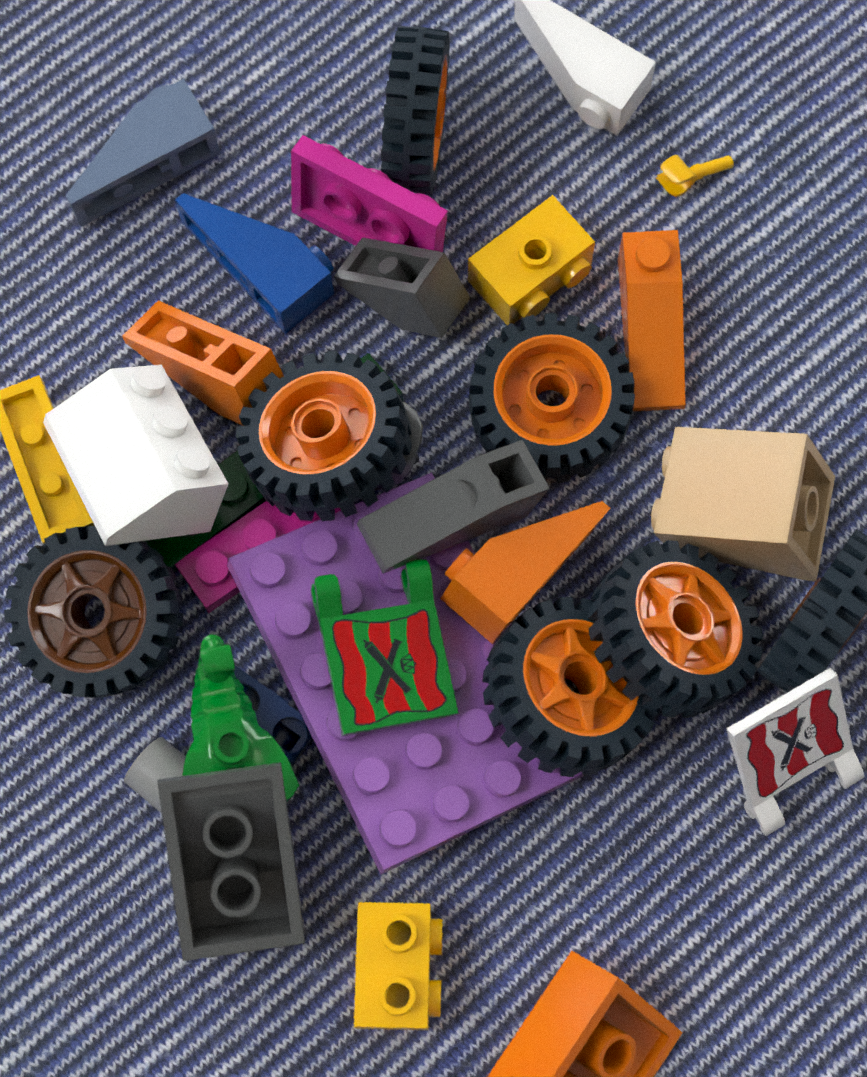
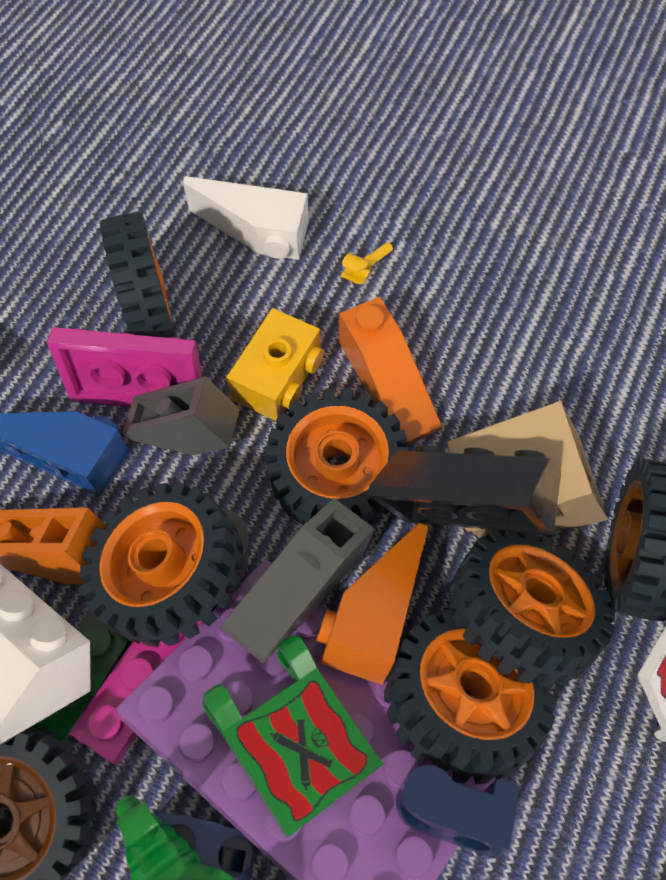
camera: 25 degrees left, 10 degrees down
(505, 780) = (459, 813): none -> dark blue leg
(665, 487) = (471, 489): none -> black slope

